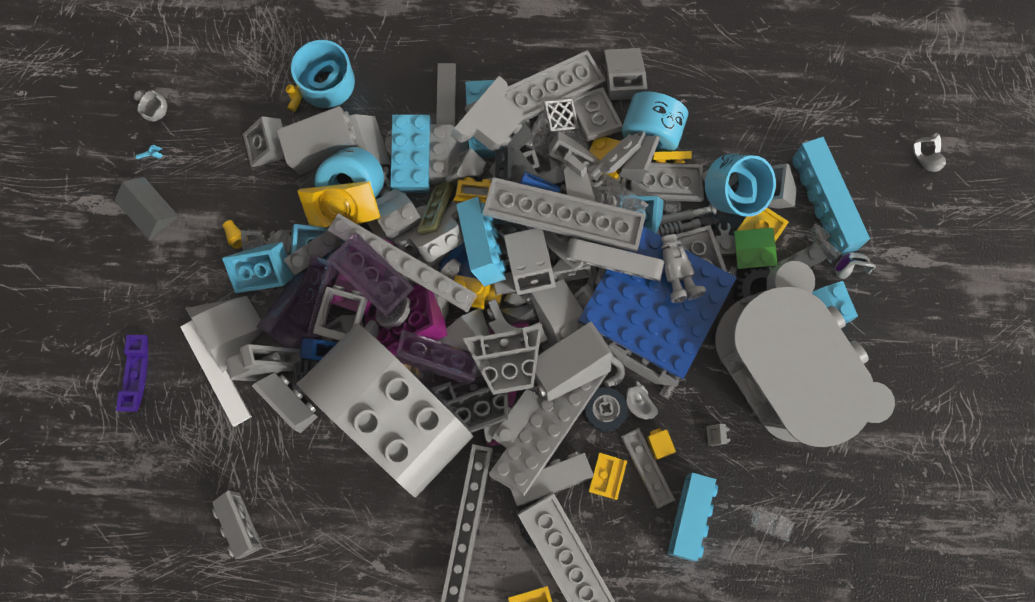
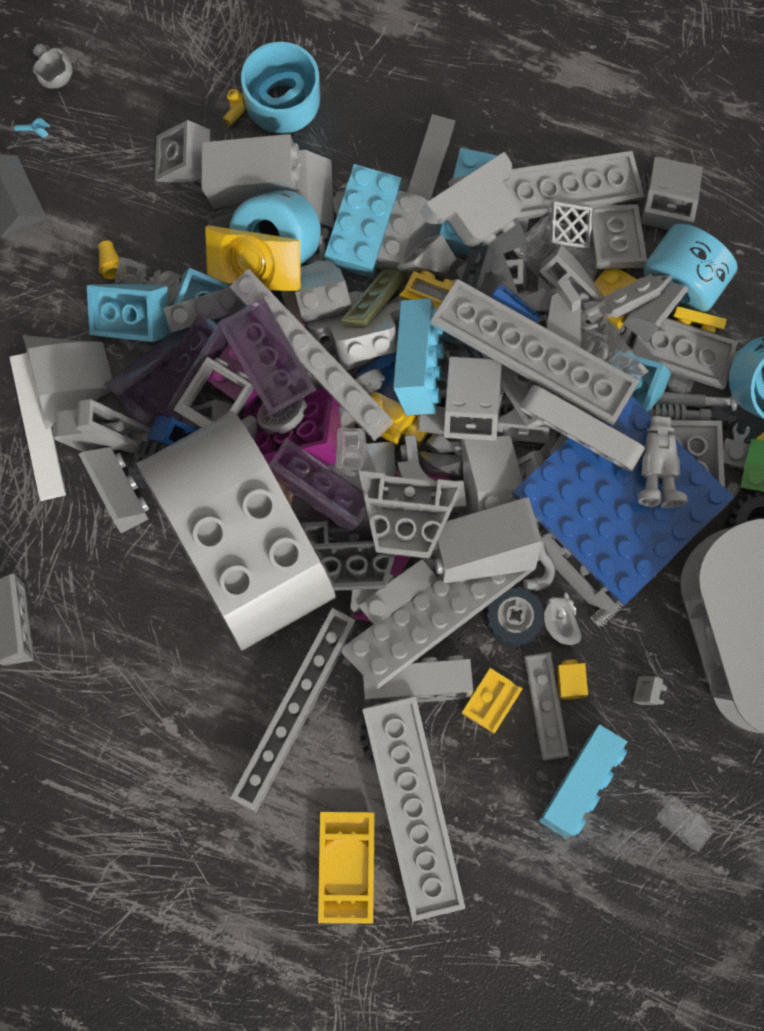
camera: 15 degrees right, 0 degrees up
(453, 325) = (351, 451): none -> clear slope

